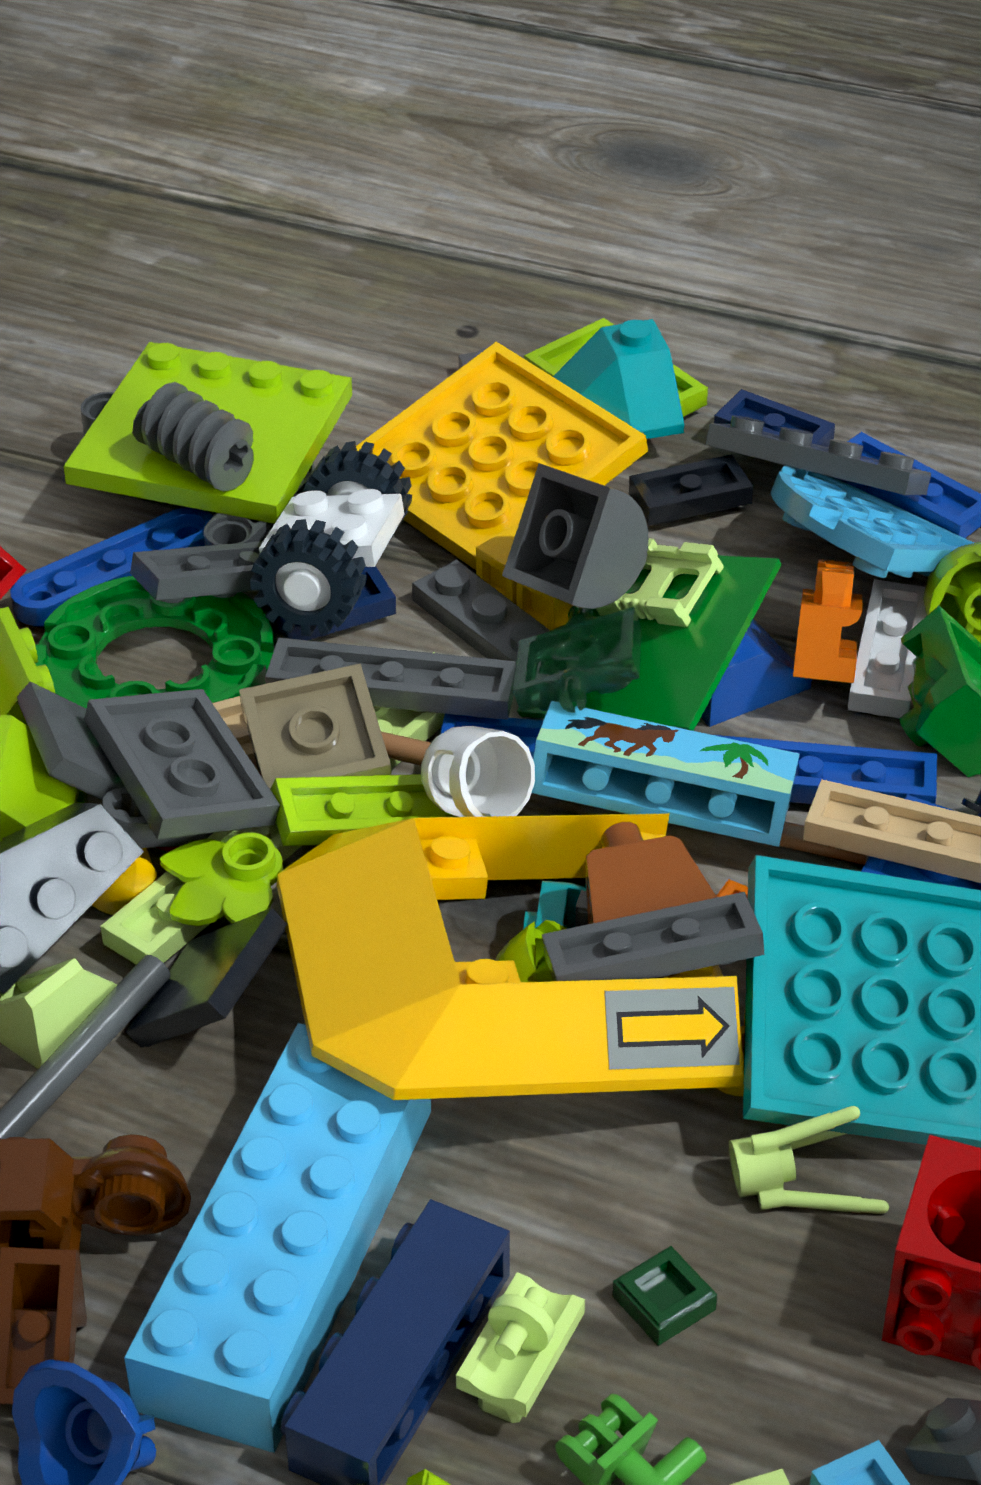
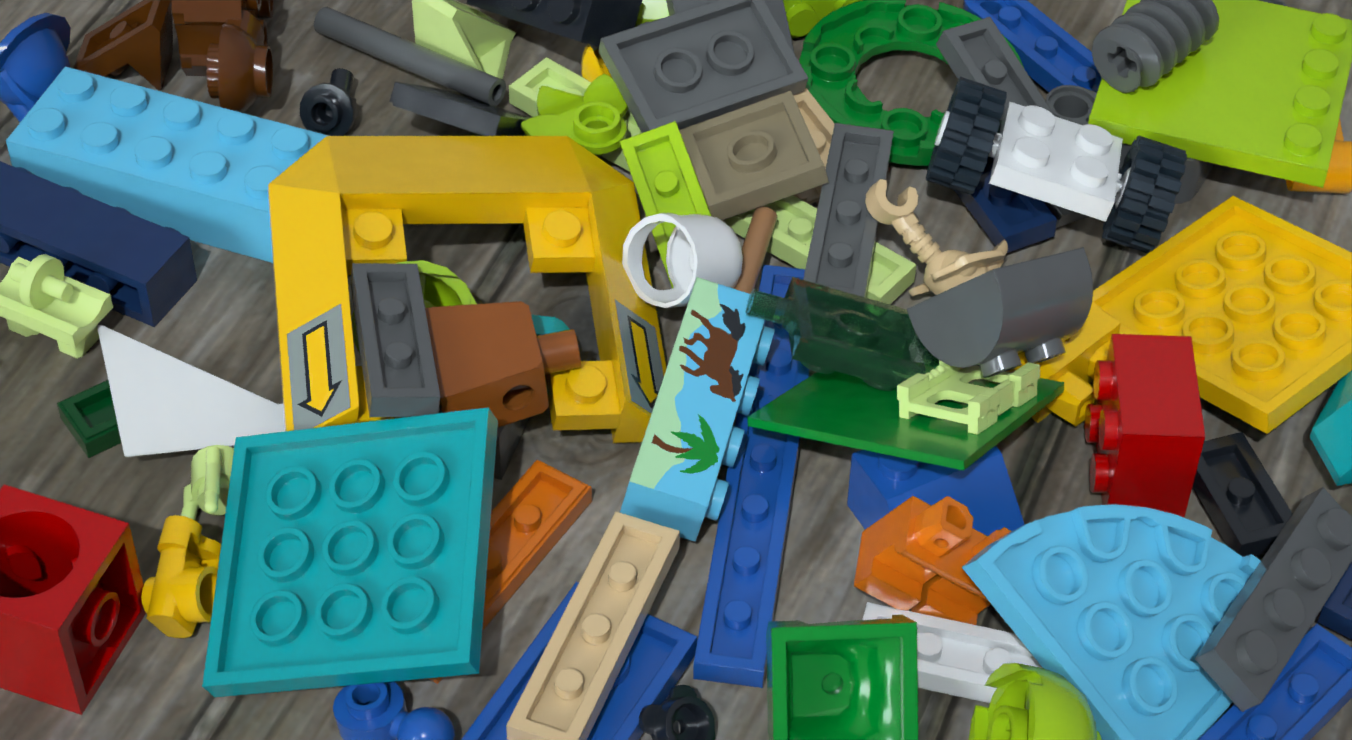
camera: 90 degrees right, 5 degrees up
(163, 1119) = (328, 106): none -> black plate
(444, 625) = (943, 268): none -> tan piece
(648, 1213) = (175, 406): none -> white sticker
(667, 483) = (1146, 423): none -> red brick
(884, 1168) = (184, 578): none -> yellow plate

